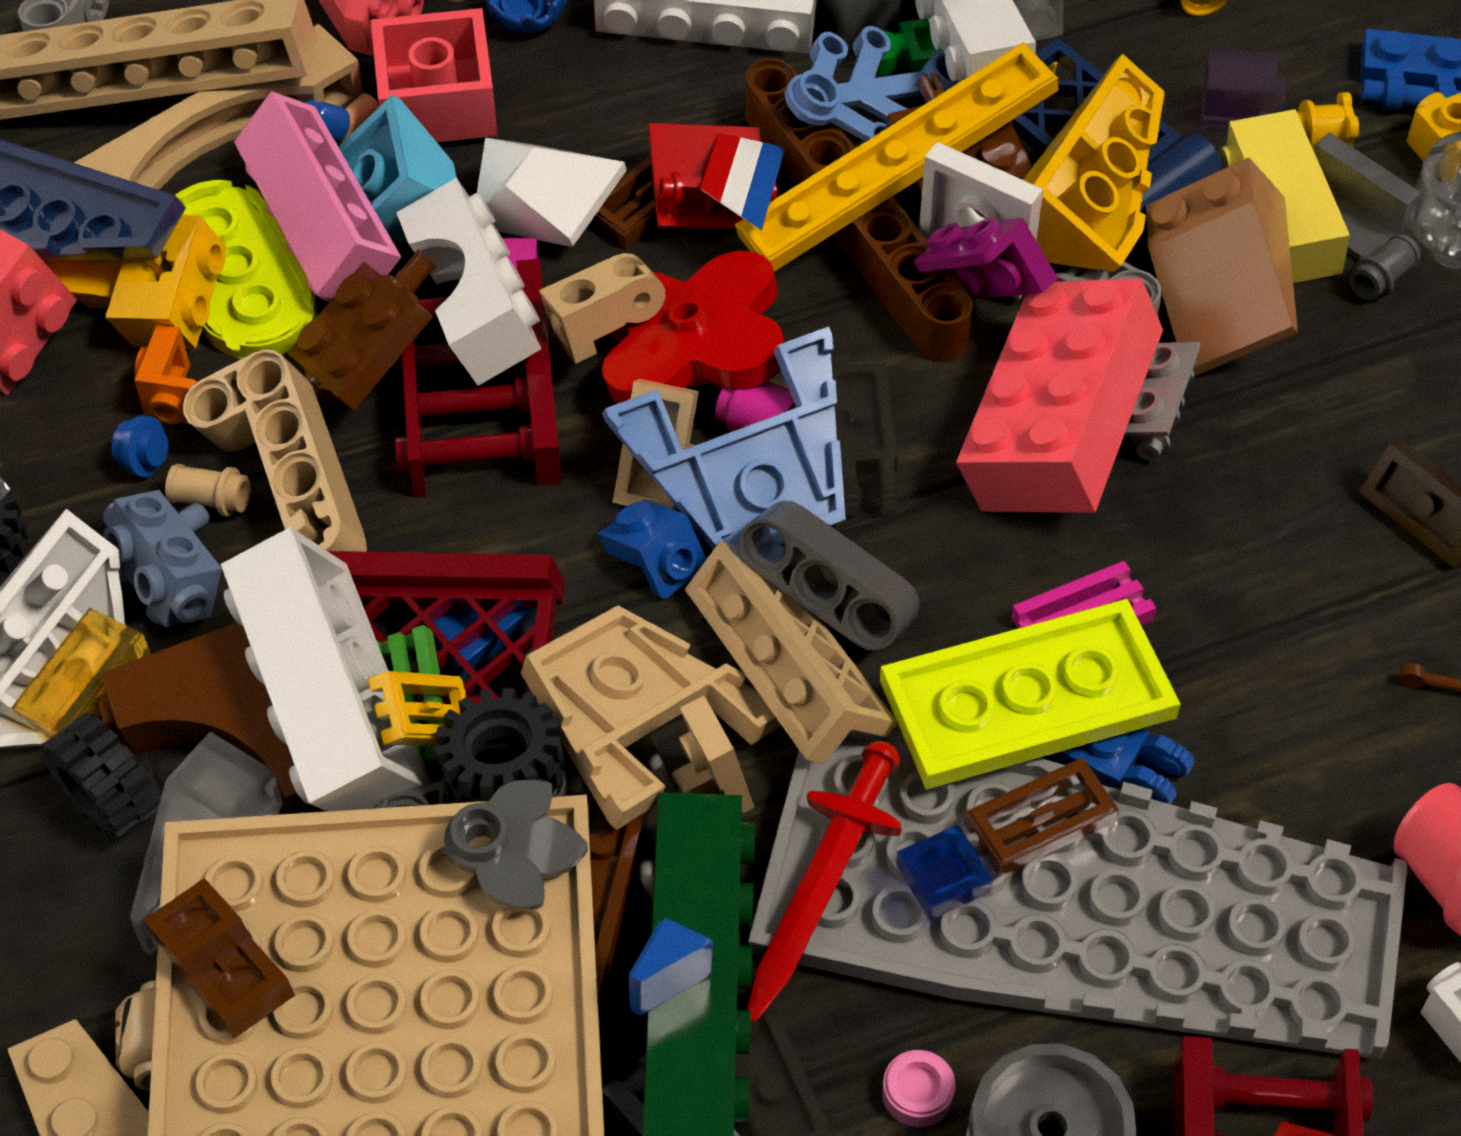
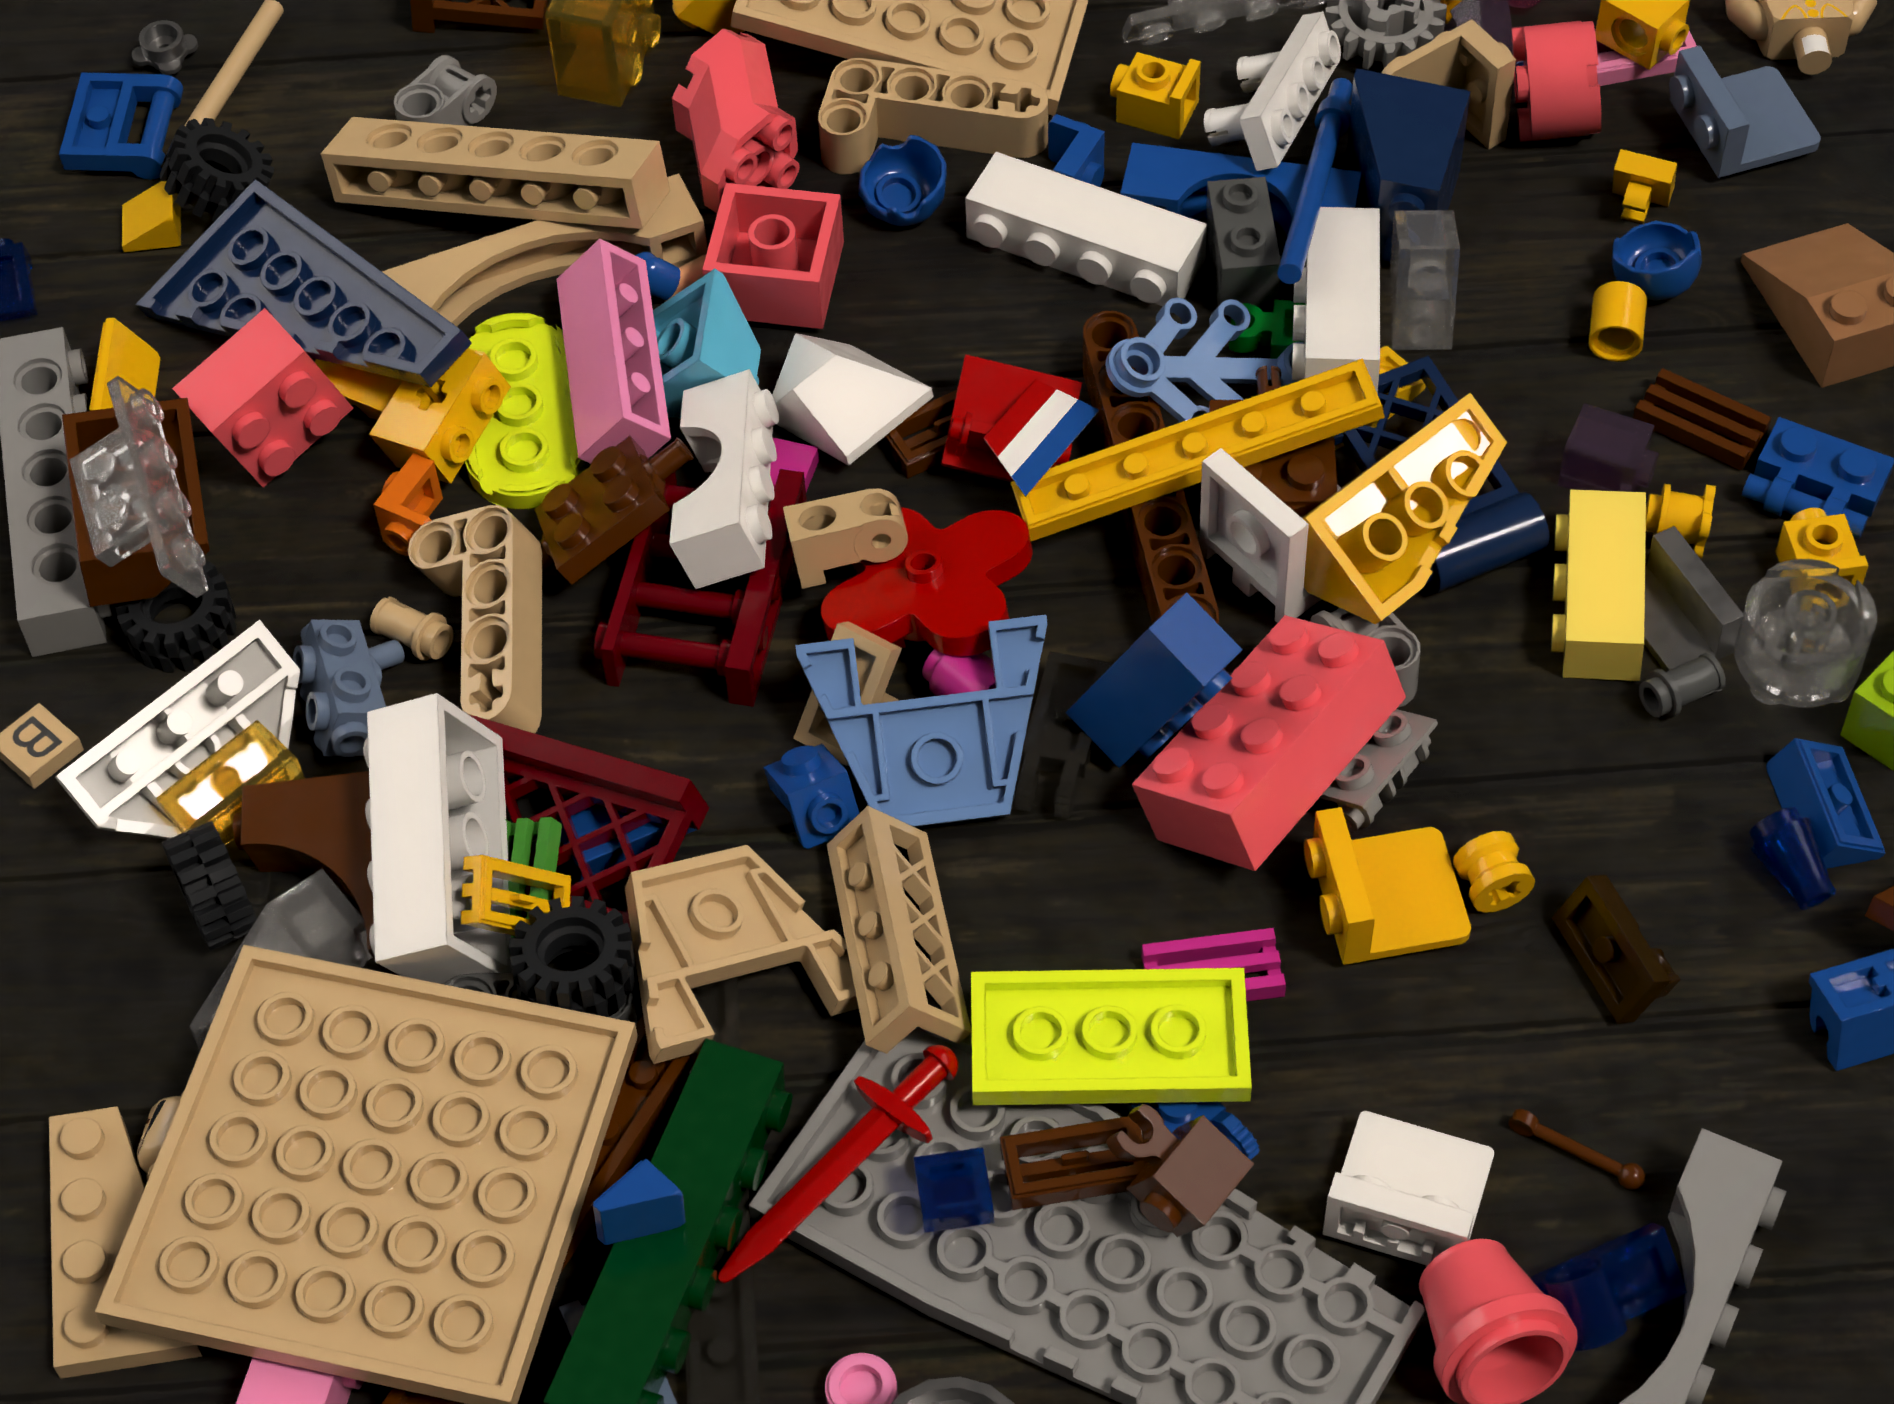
camera: 20 degrees right, 0 degrees up
(140, 445) = (362, 570): blue plate -> none
(219, 958) = (243, 1084): reddish brown slope -> none
(524, 844) = (555, 1055): dark grey plate -> none
(711, 757) = (775, 1020): tan plate -> none
(799, 575) = (964, 867): dark grey beam -> none
(952, 361) = (1155, 682): none -> blue wedge
(990, 258) = (1244, 580): magenta bracket -> none
(1155, 794) = (1185, 1171): none -> reddish brown brick
(1208, 502) = (1385, 890): none -> yellow bracket
(1224, 263) = (1497, 642): medium nougat slope -> none
(1297, 462) = (1493, 871): none -> yellow wheel
(1304, 44) = (1705, 412): none -> reddish brown tile
(1344, 763) = (1406, 1189): none -> white bracket

